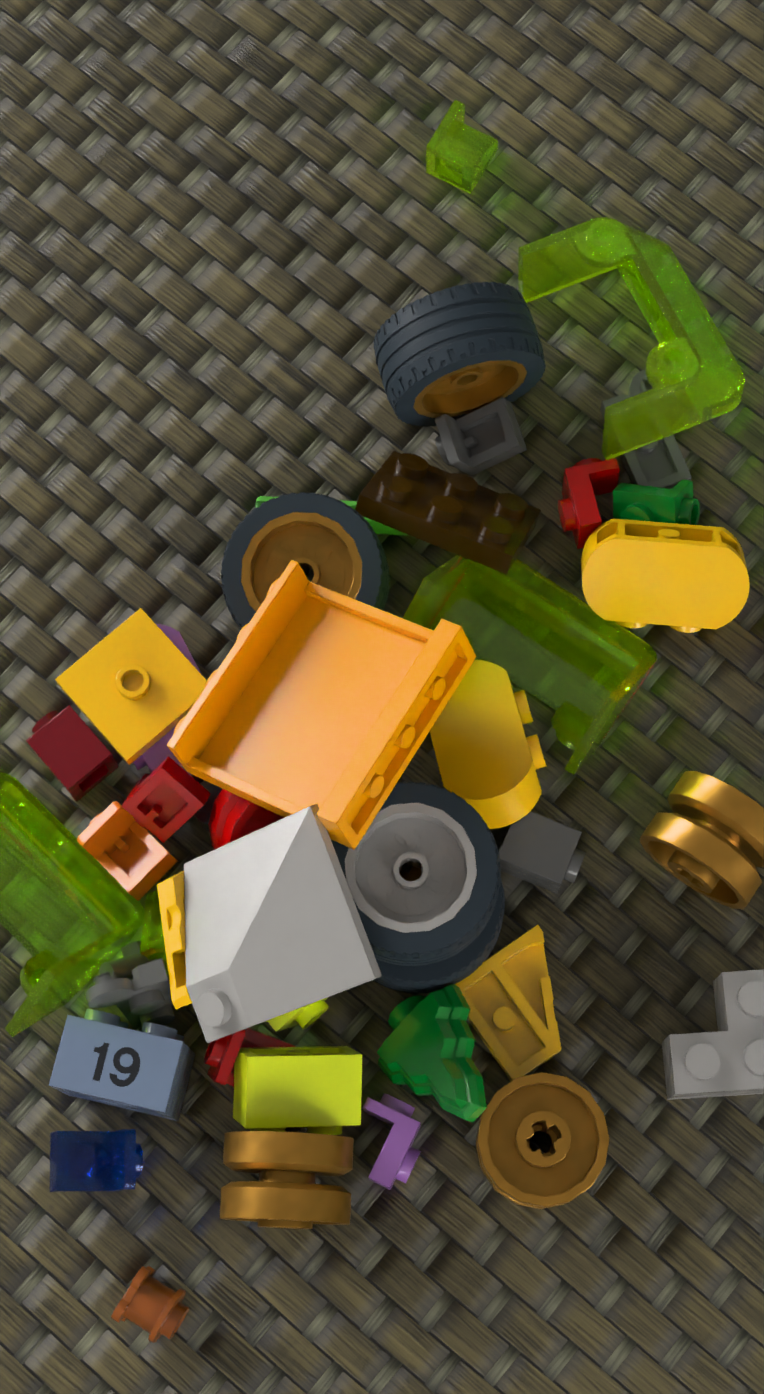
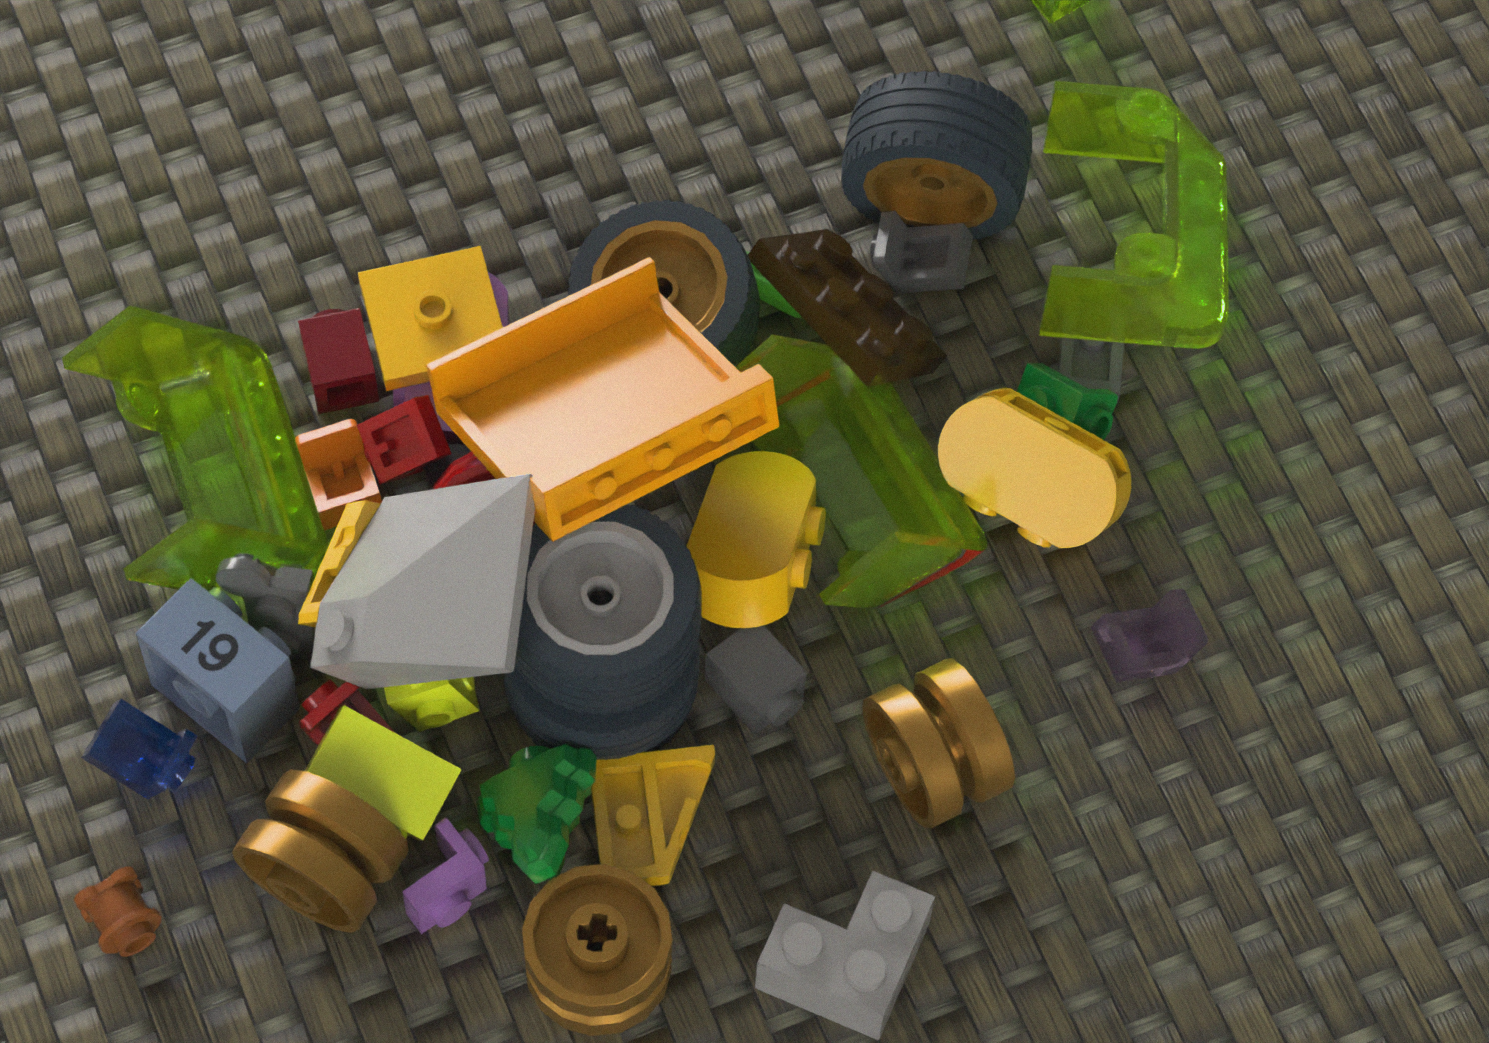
camera: 20 degrees right, 10 degrees down
(581, 484) = (1003, 347): red bracket -> none

